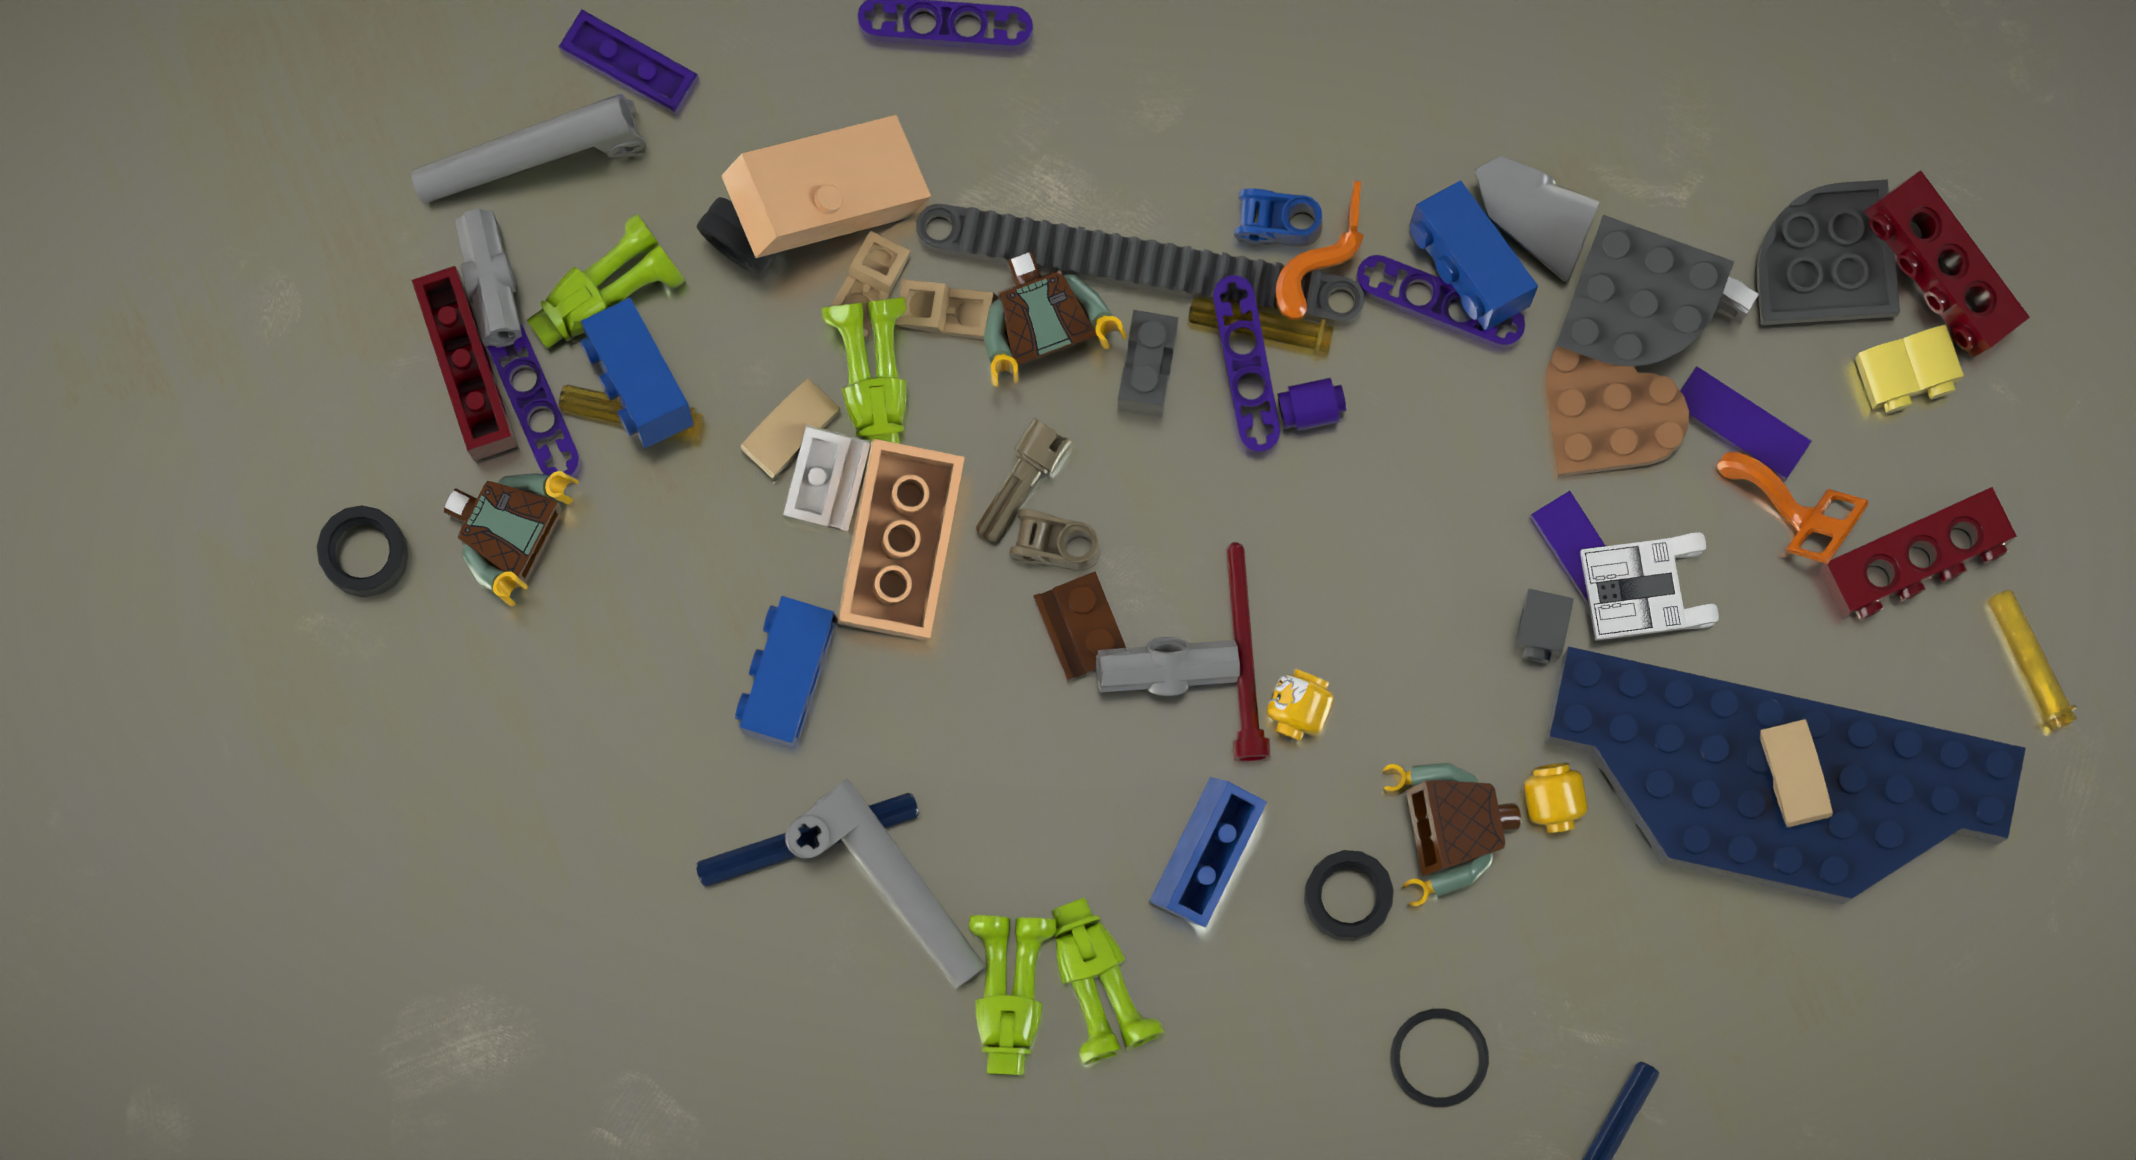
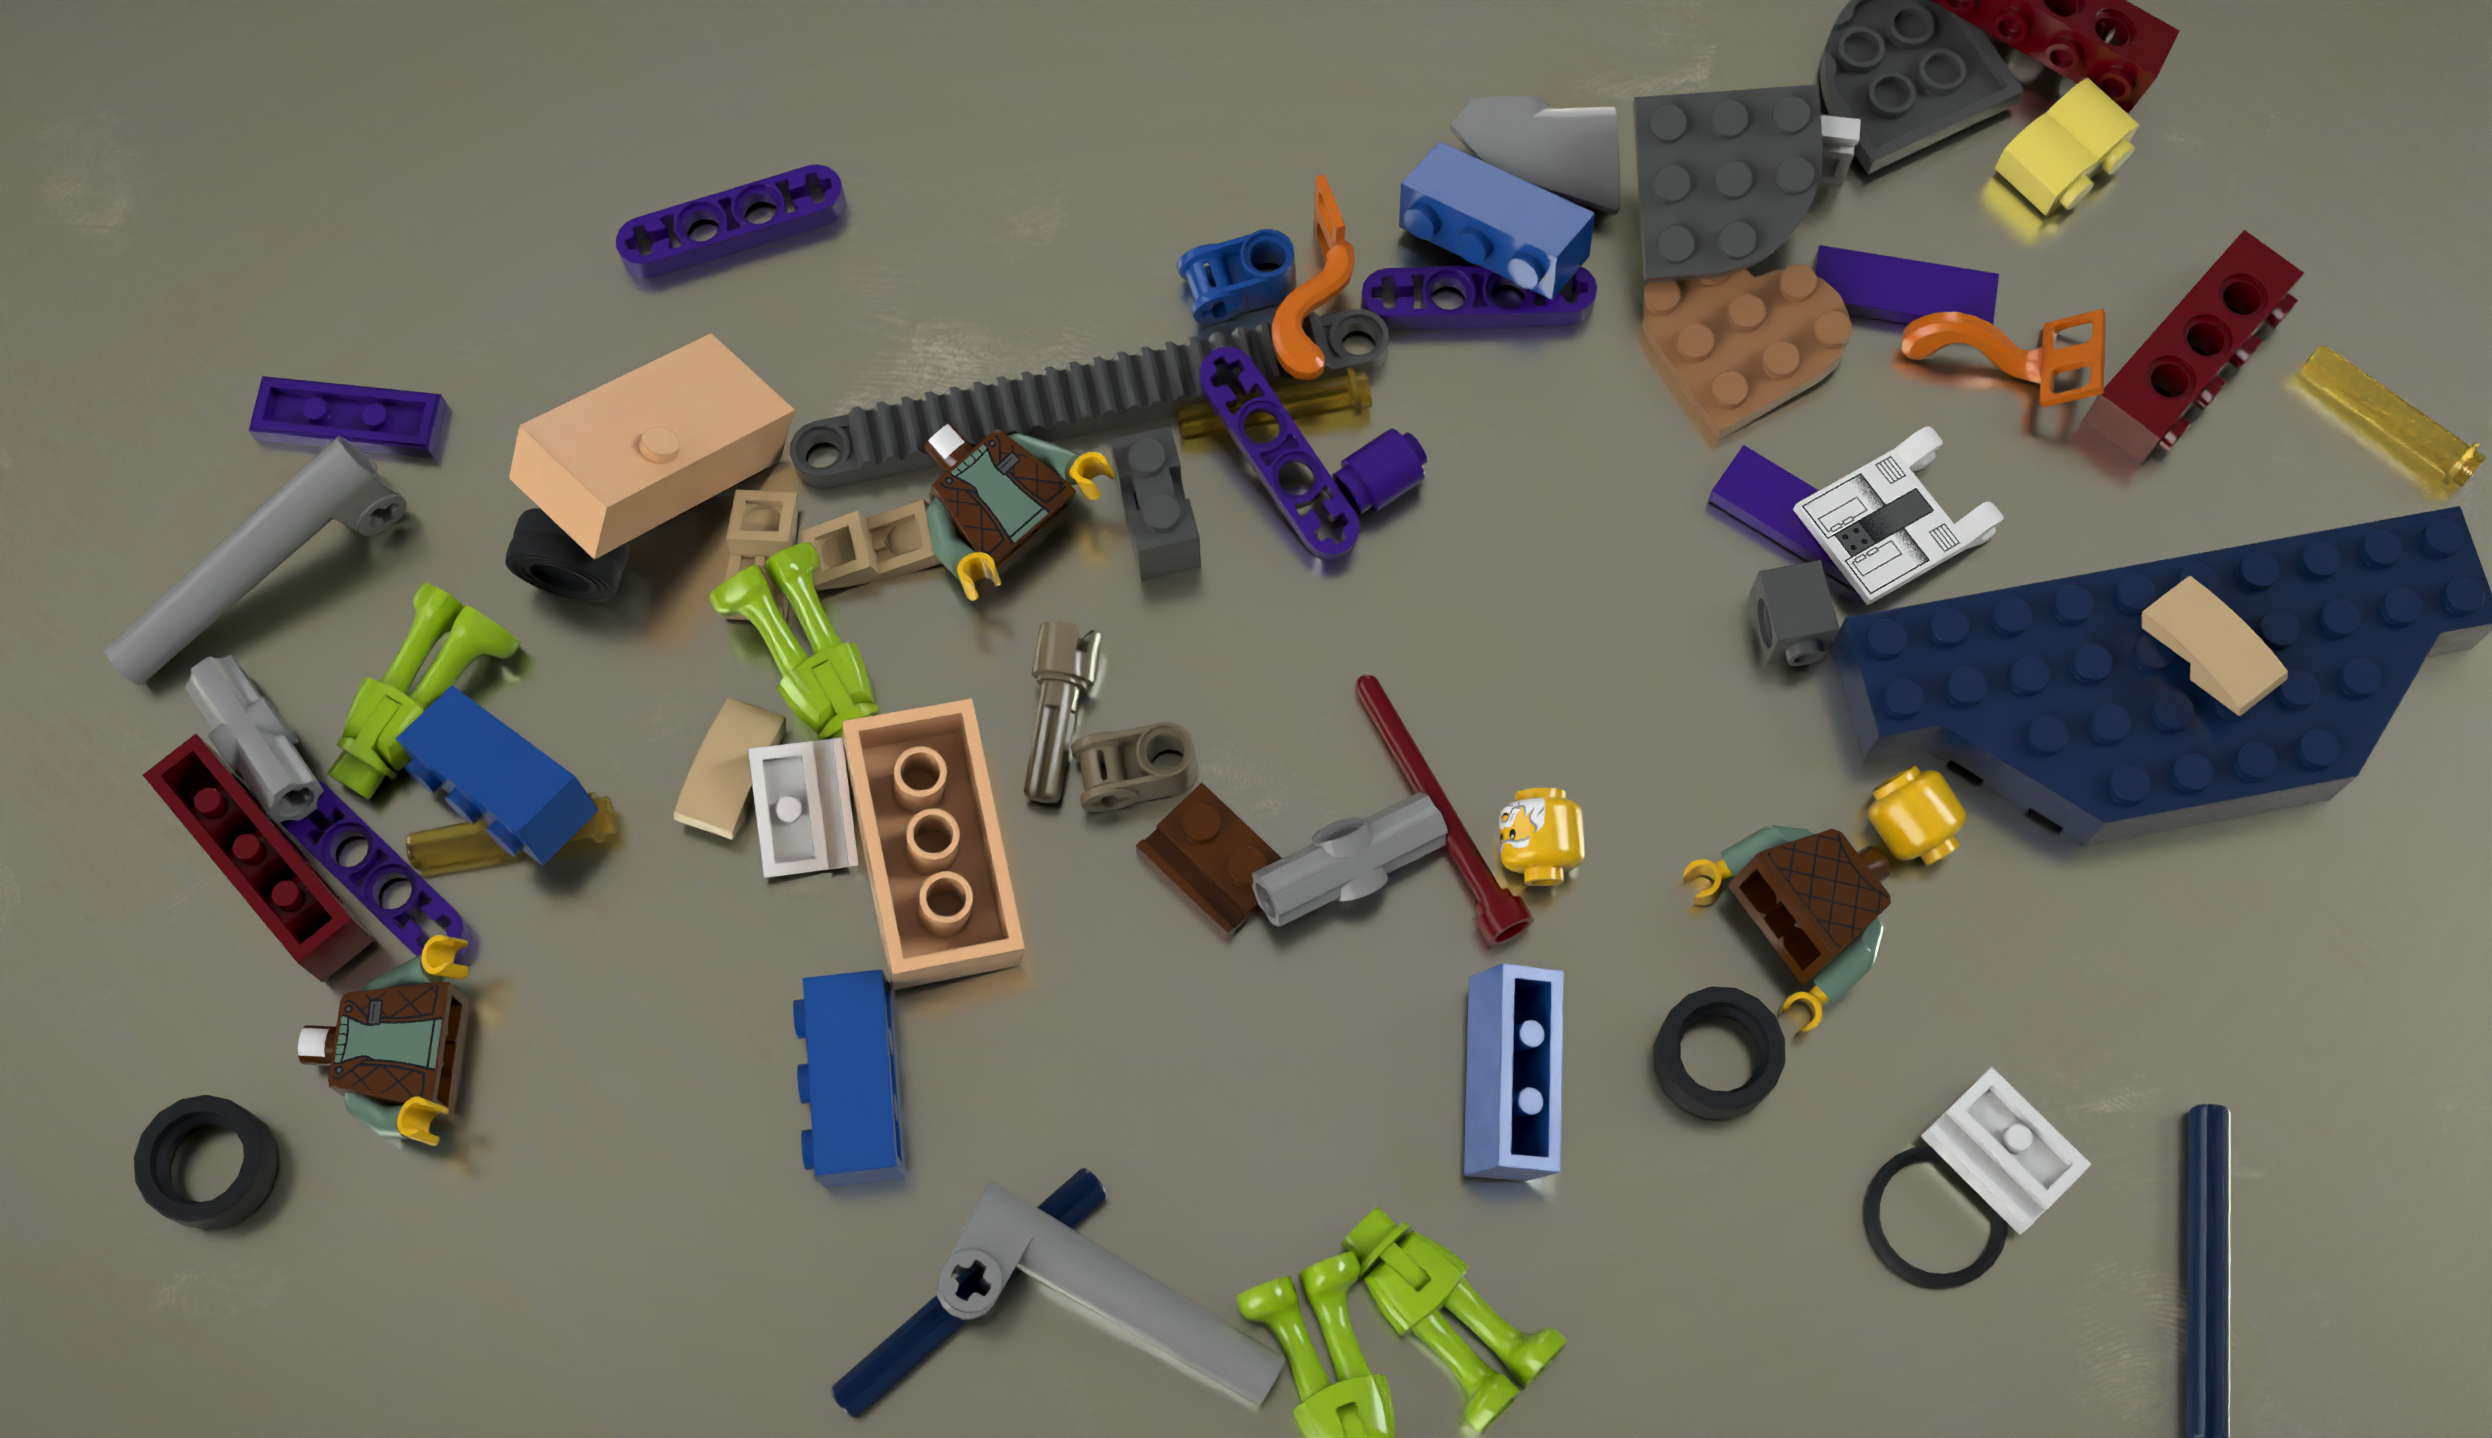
camera: 25 degrees left, 10 degrees down
(1501, 1036) = (2006, 1150): none -> white plate

